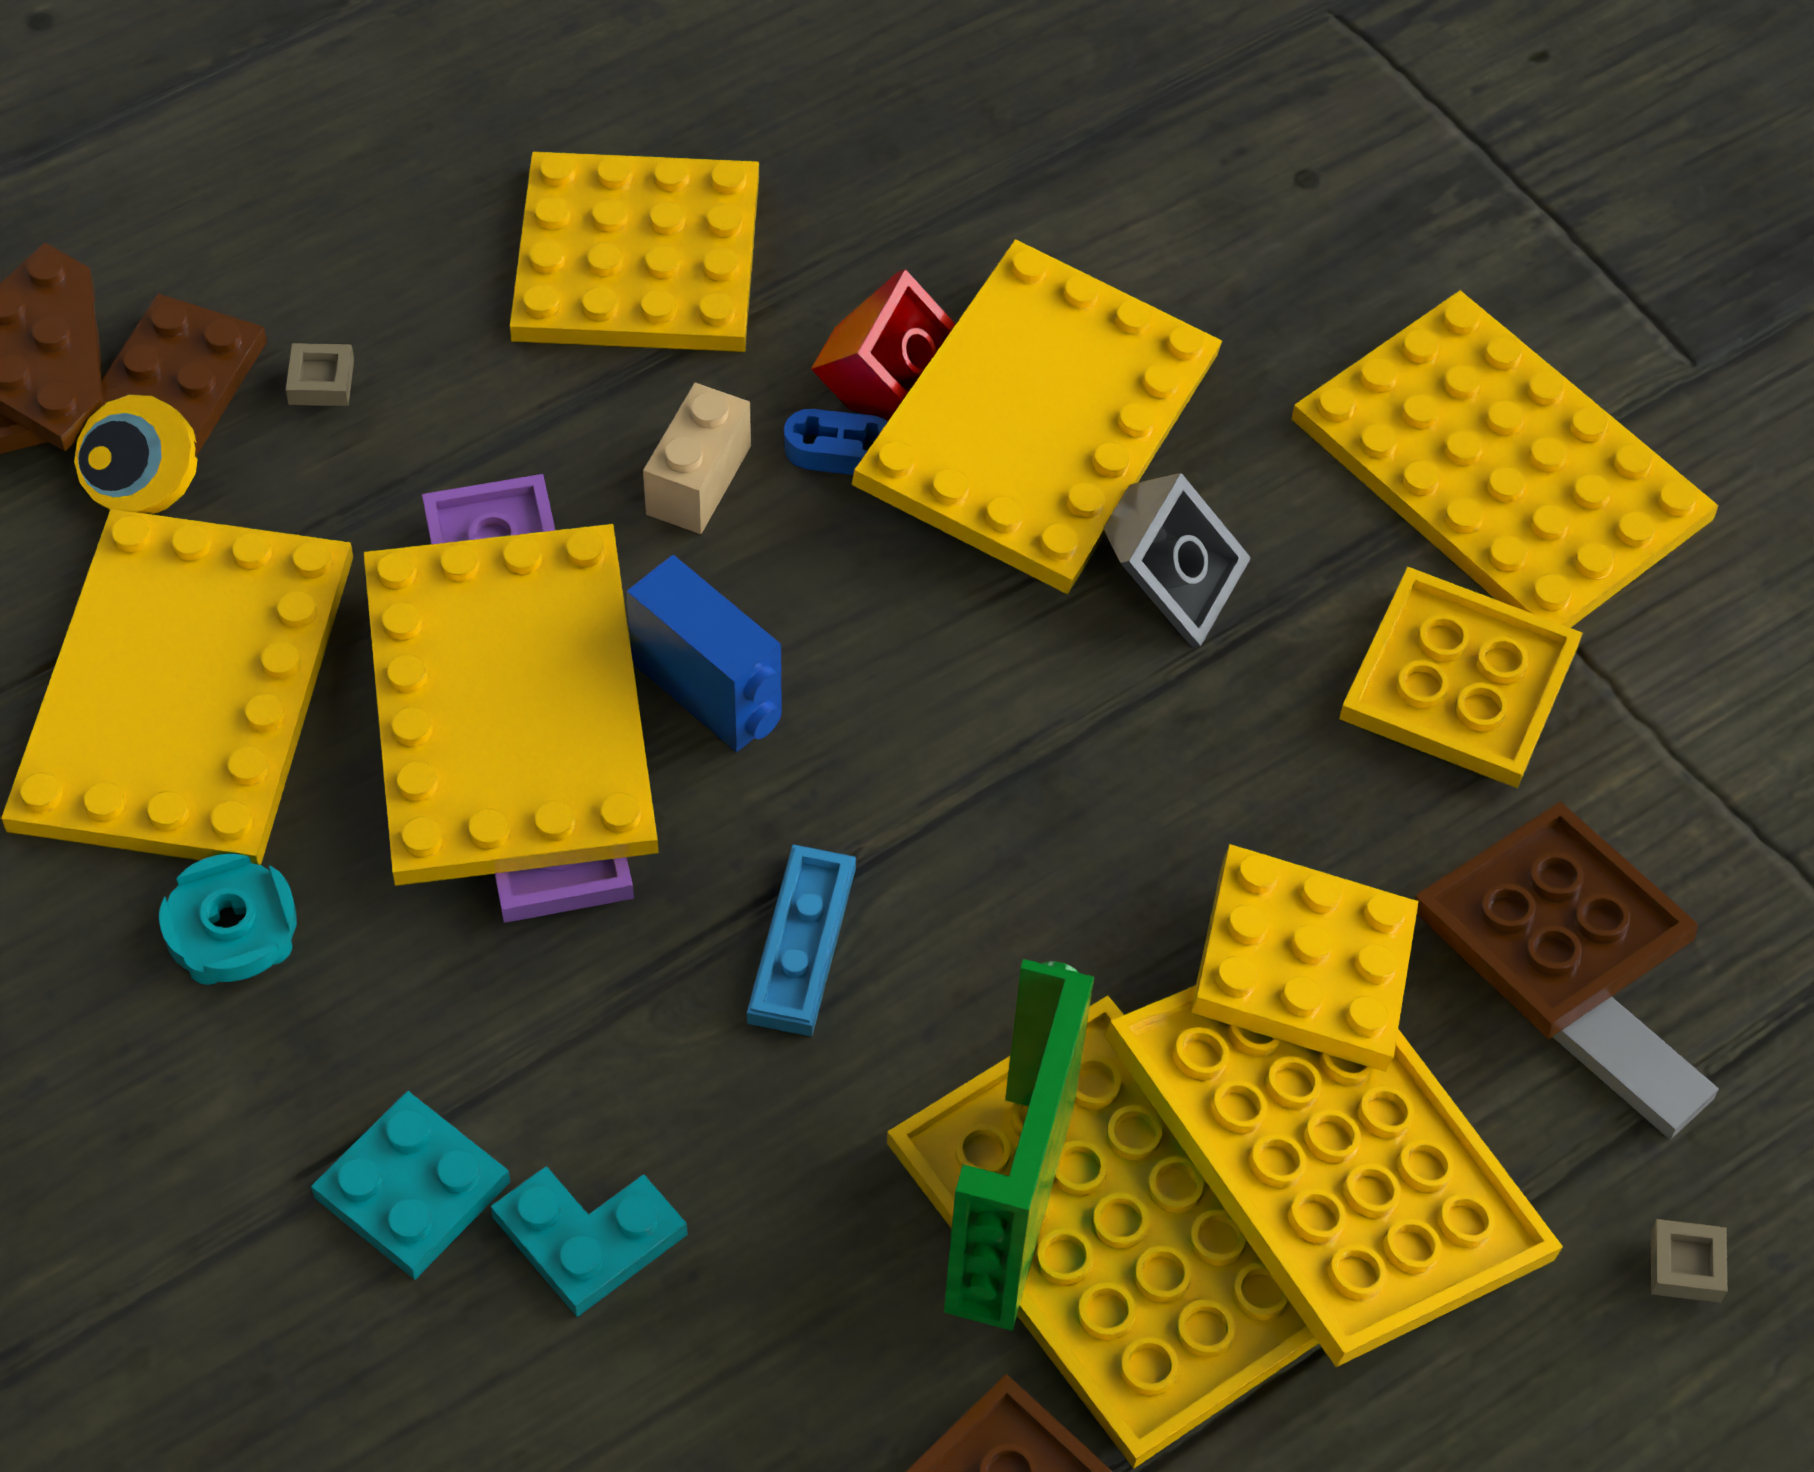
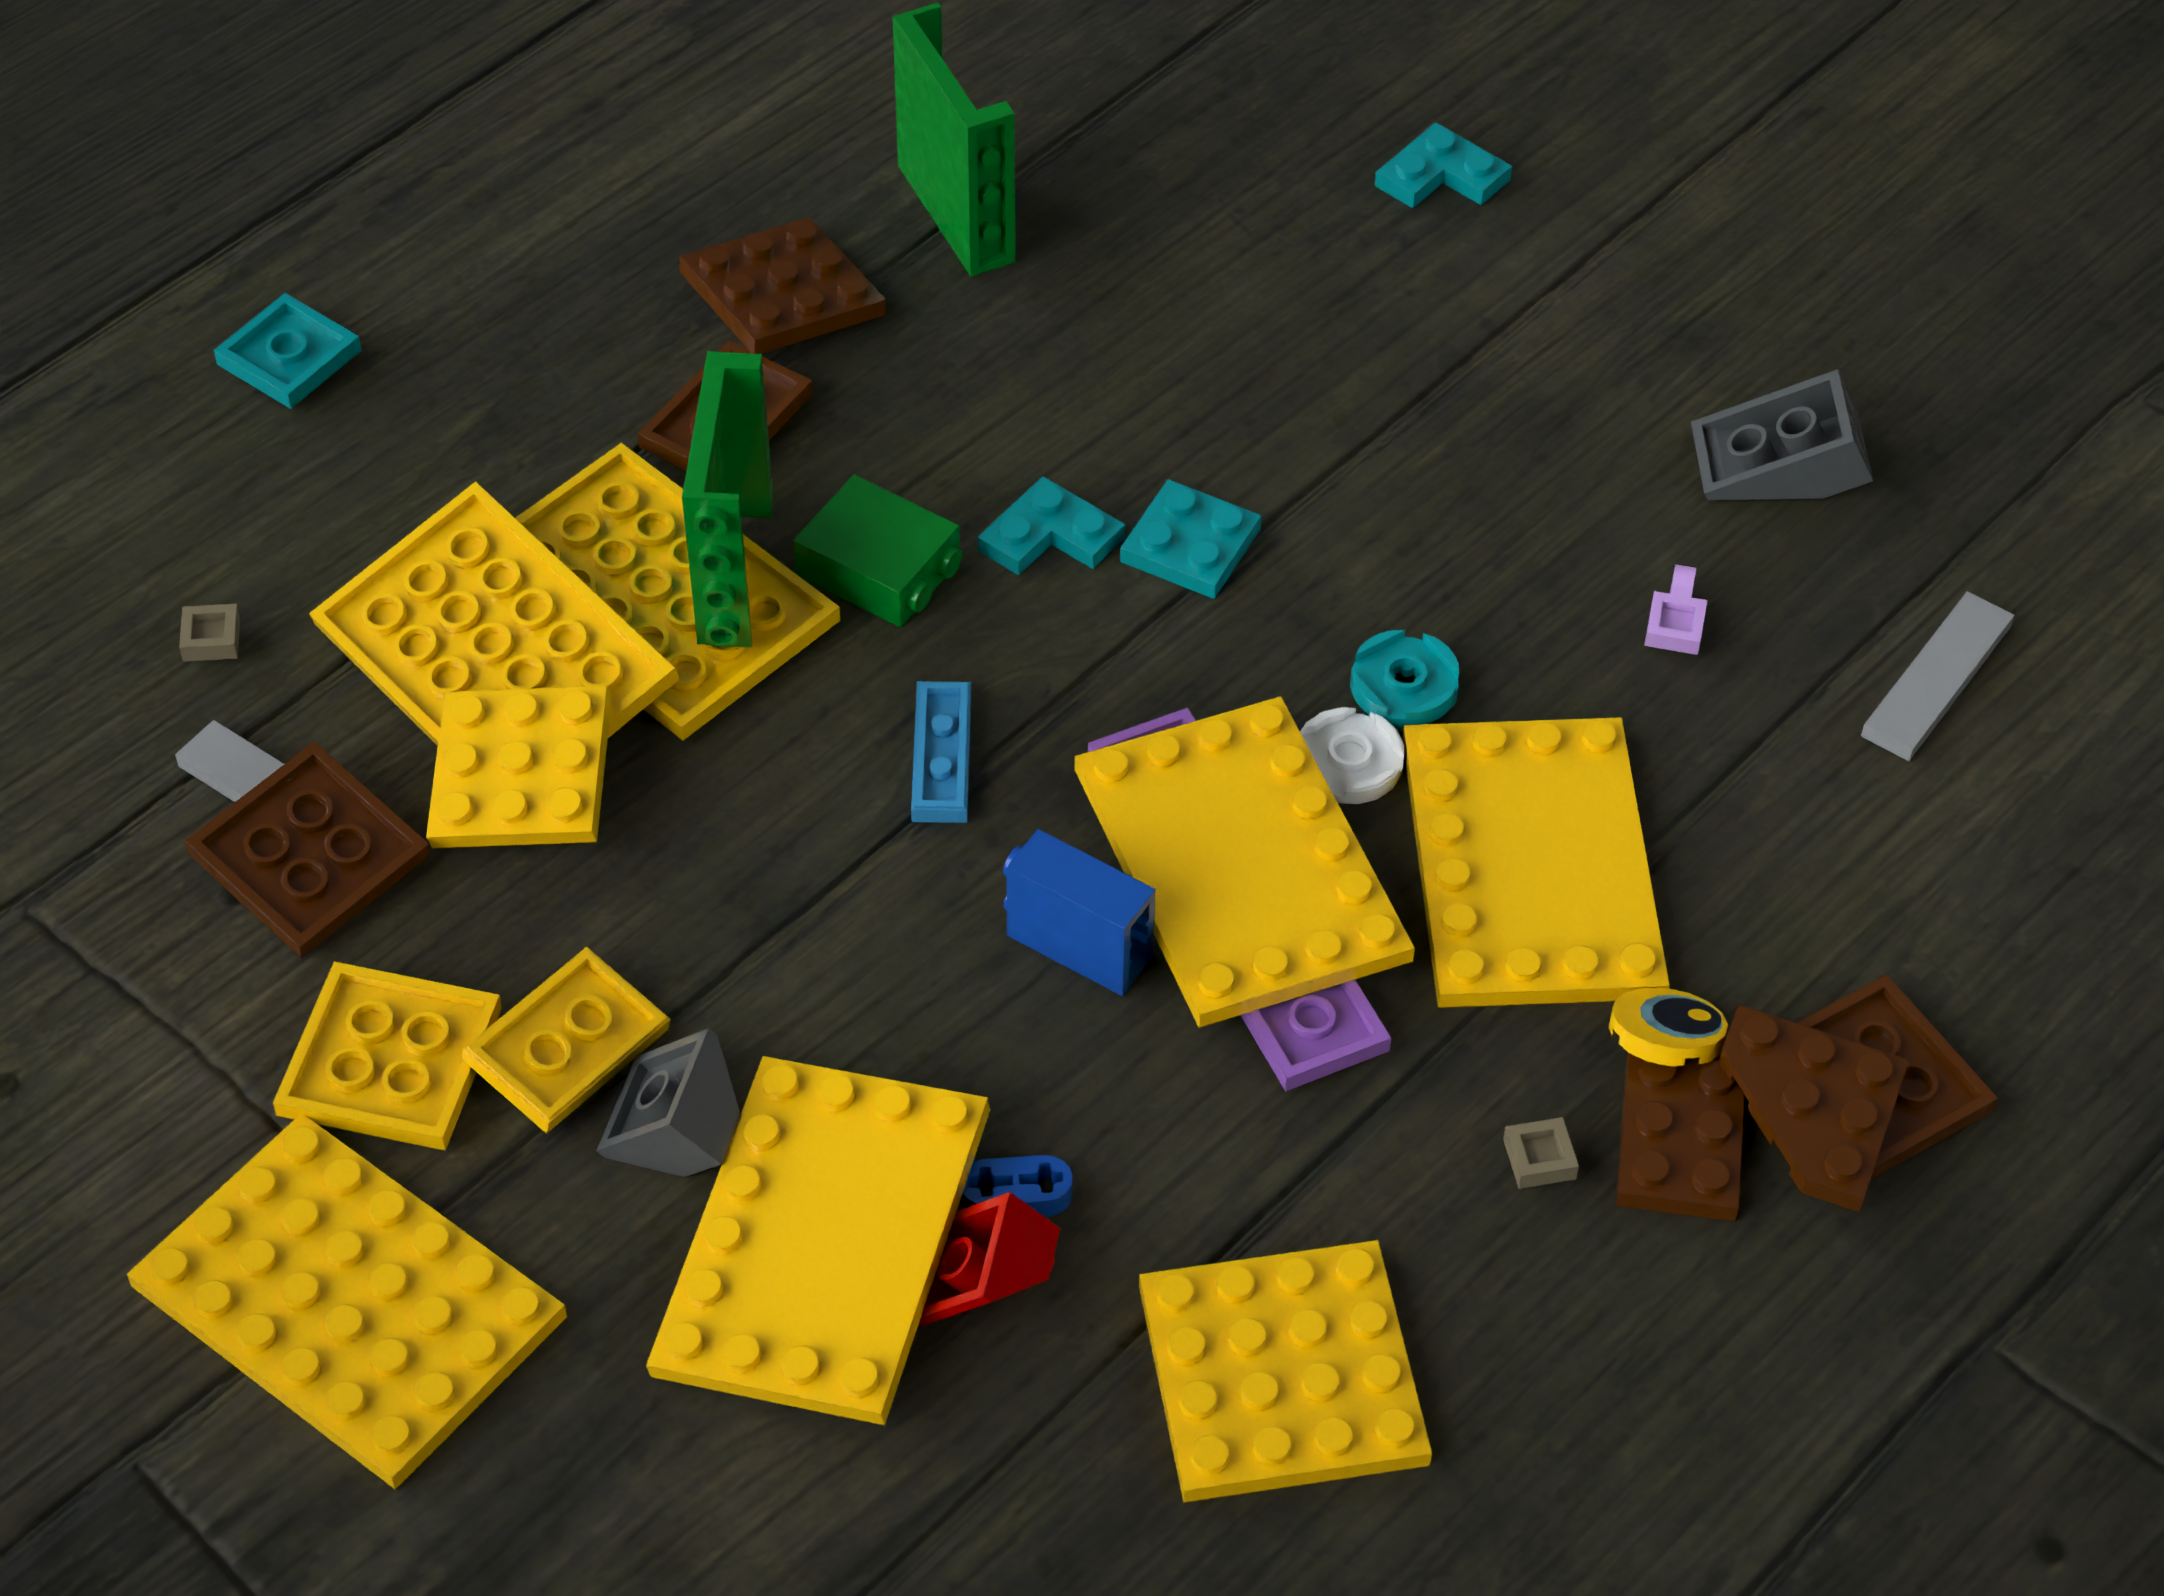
camera: 170 degrees right, 5 degrees down
(331, 846) = (1355, 753): none -> white tile
(697, 458) = (1145, 1121): tan brick -> none
(820, 1216) = (877, 551): none -> green brick
(1273, 652) = (566, 1039): none -> yellow tile

